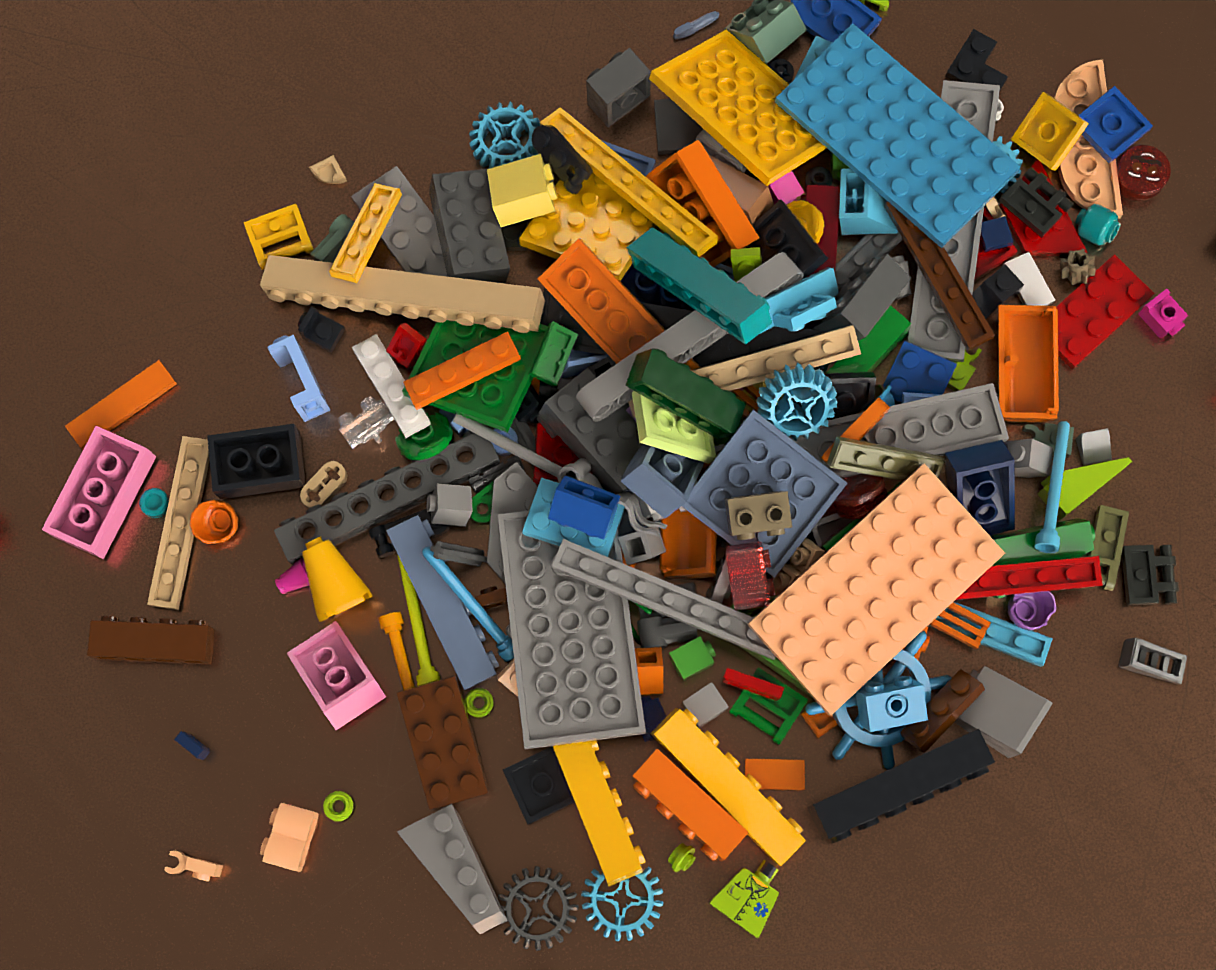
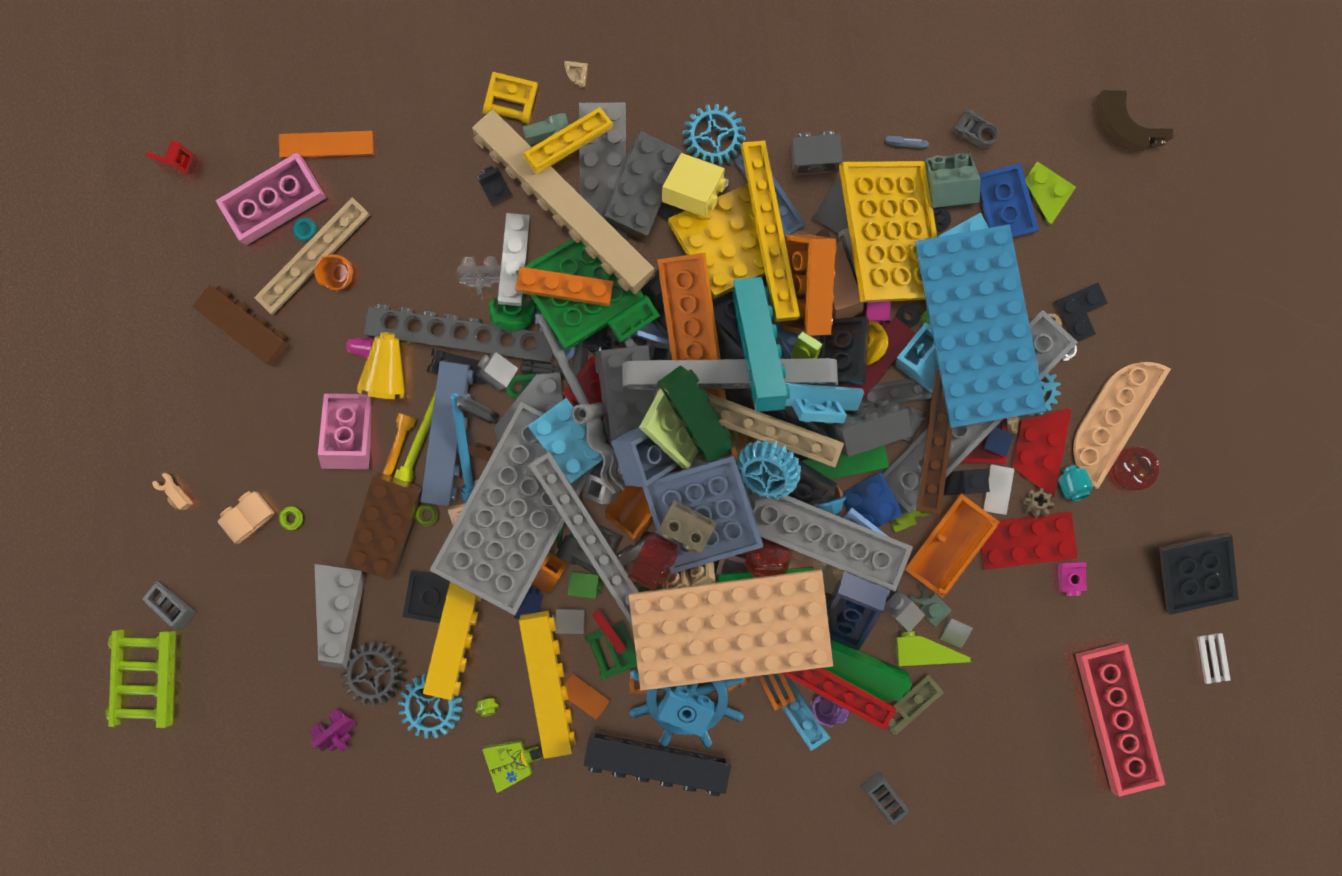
camera: 35 degrees right, 10 degrees up
(193, 745) = (223, 413): dark blue tile -> none
(256, 461) = (388, 250): black brick -> none
(311, 401) = (457, 233): light blue panel -> none
(319, 480) = (422, 291): tan beam -> none
(406, 345) = (542, 239): red bracket -> none
(561, 157) = (738, 180): black plate -> none
(583, 507) = (576, 441): blue brick -> none
(689, 805) = (512, 679): orange brick -> none
(863, 424) = (793, 516): orange beam -> none
(880, 459) = (797, 548): olive tile -> none
(943, 710) = (721, 735): reddish brown plate -> none
(1004, 712) = (757, 760): light grey slope -> none
(1032, 207) = (1037, 440): pearl dark grey plate -> none
(1048, 539) = (872, 674): medium azure piece -> none
(1049, 131) = (1091, 395): yellow plate -> none
(1113, 124) = (1138, 421): blue plate -> none
(1141, 576) = (920, 738): pearl dark grey plate -> none

